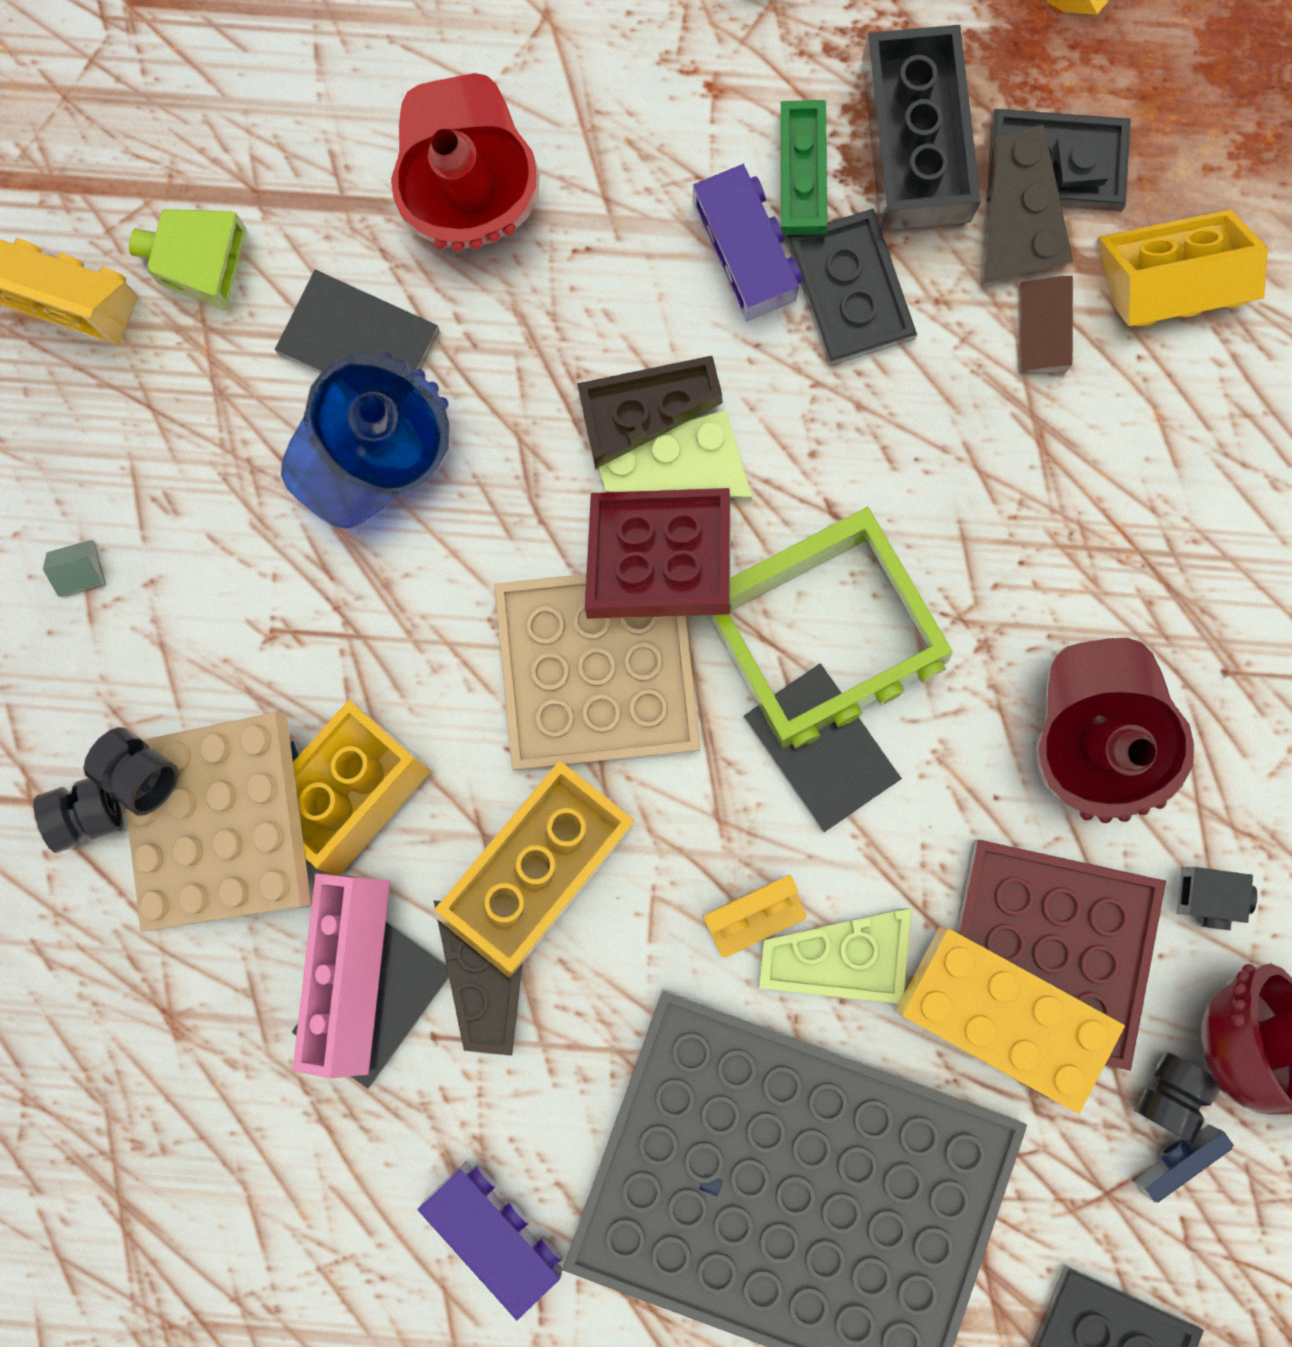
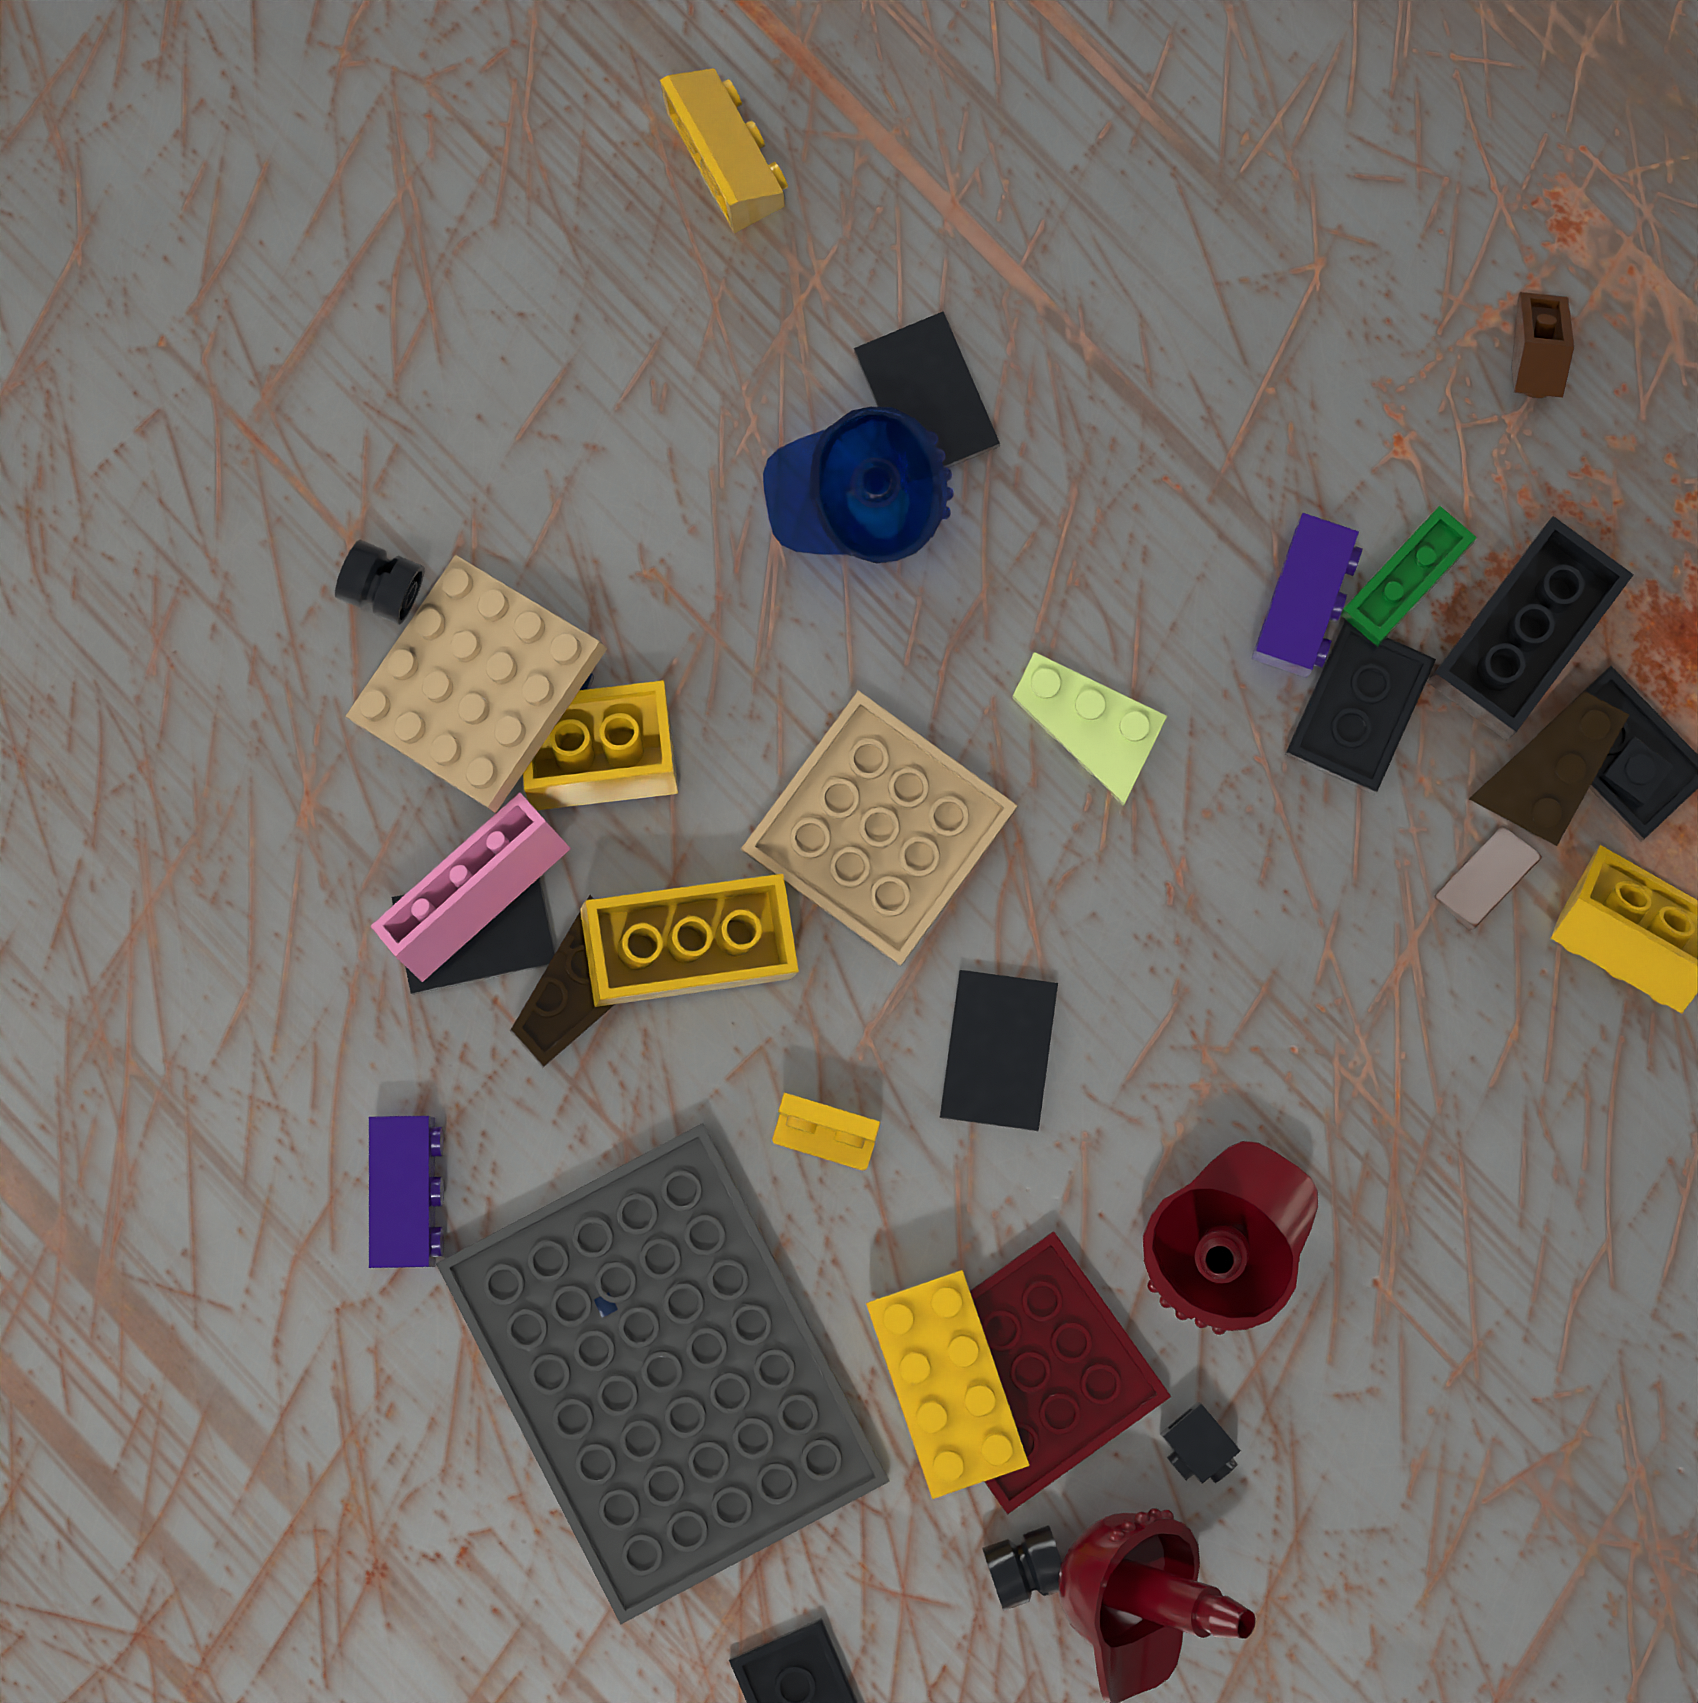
camera: 45 degrees right, 0 degrees up
(73, 568) = (542, 383): sand green slope -> none
(131, 771) = (451, 587): black wheel -> none
(193, 252) = (858, 213): lime torso -> none
(462, 164) = (1132, 334): red piece -> none
(644, 404) = (1105, 654): dark brown wing -> none
(659, 553) = (1007, 782): dark red plate -> none
(798, 560) = (1105, 884): lime window -> none
(842, 959) = (863, 1228): yellowish green wing -> none
(1182, 1162) = (982, 1619): dark blue plate -> none

